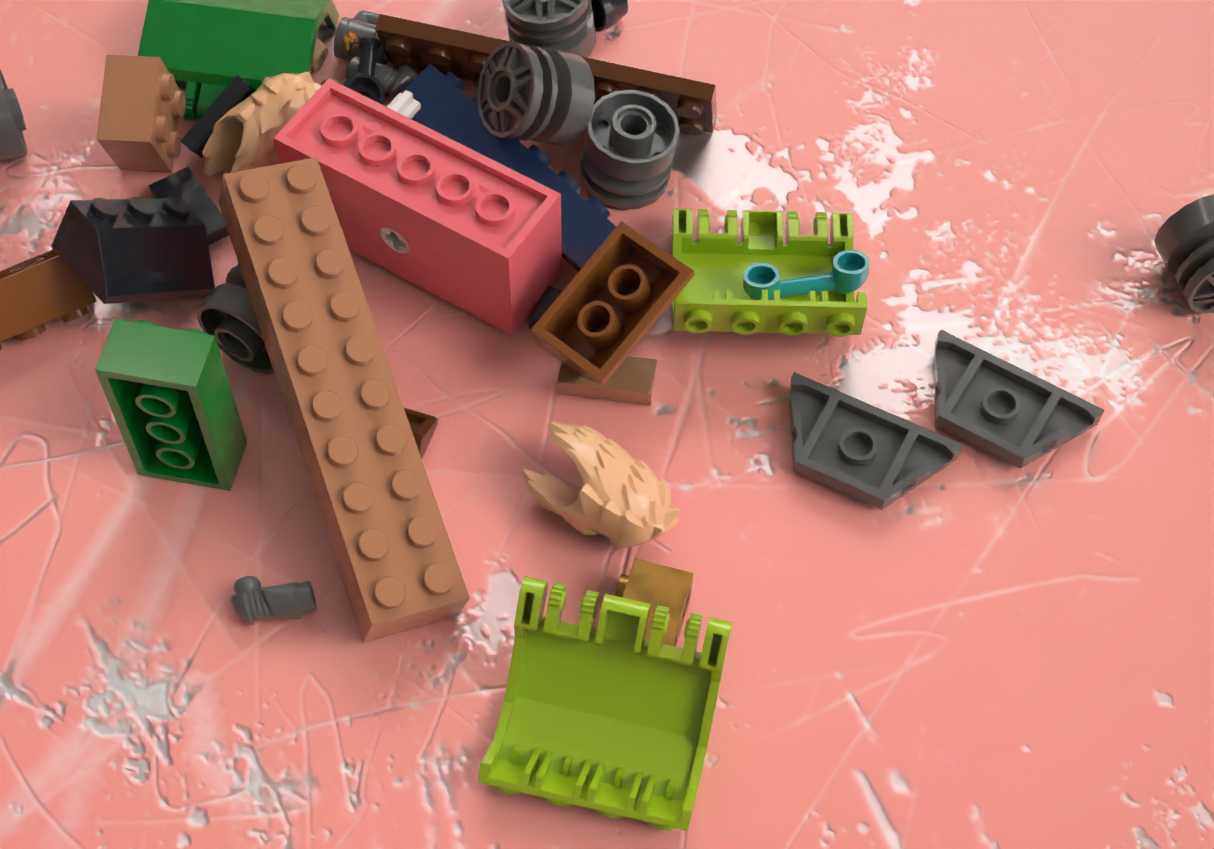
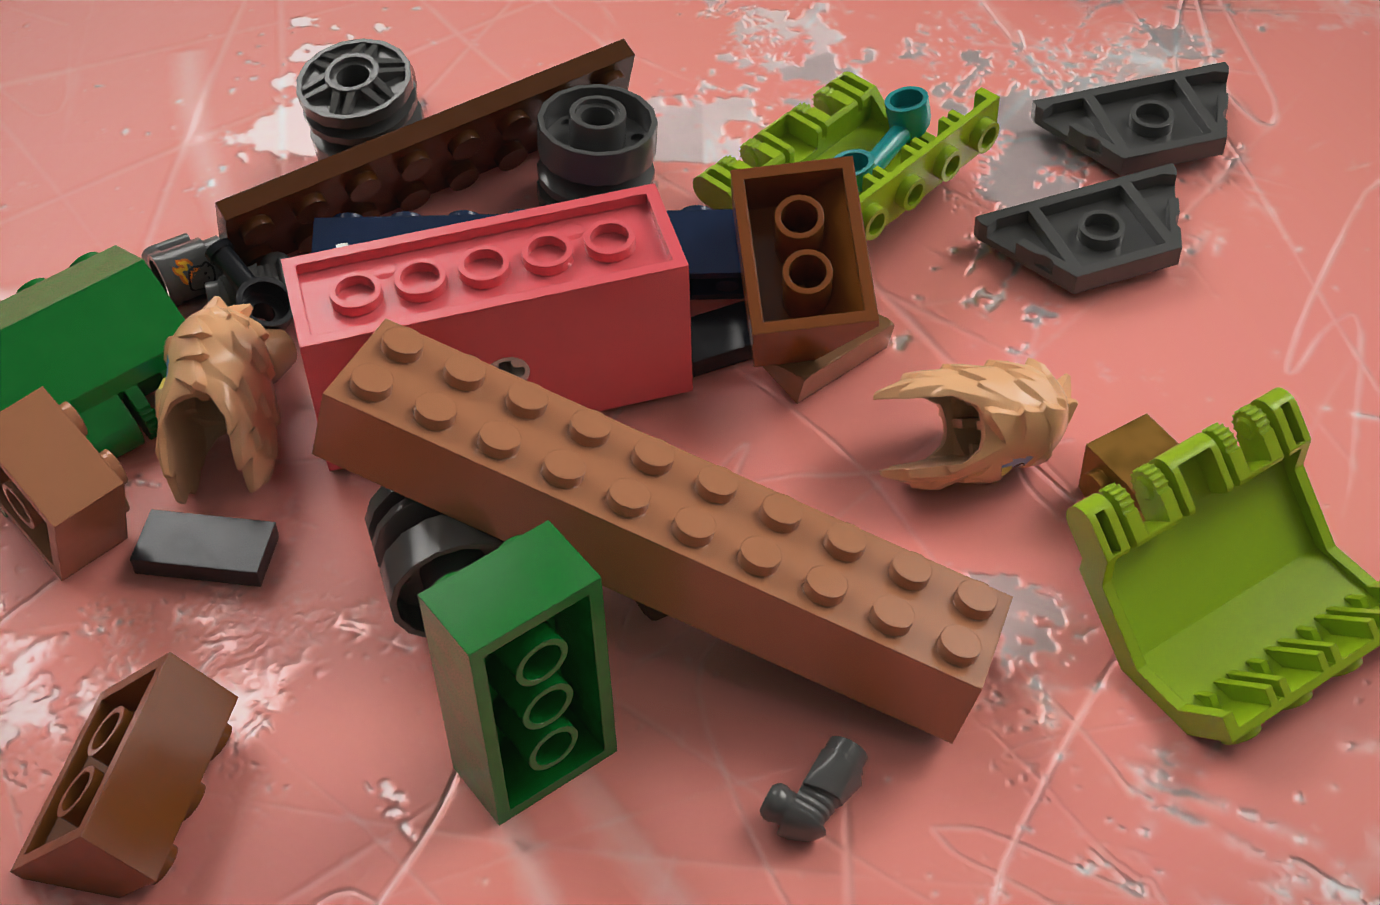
camera: 45 degrees left, 10 degrees down
(136, 248) = (233, 598): black slope -> none
(199, 134) = (139, 428): black tile -> none
(535, 94) = (481, 148): dark grey wheel -> none

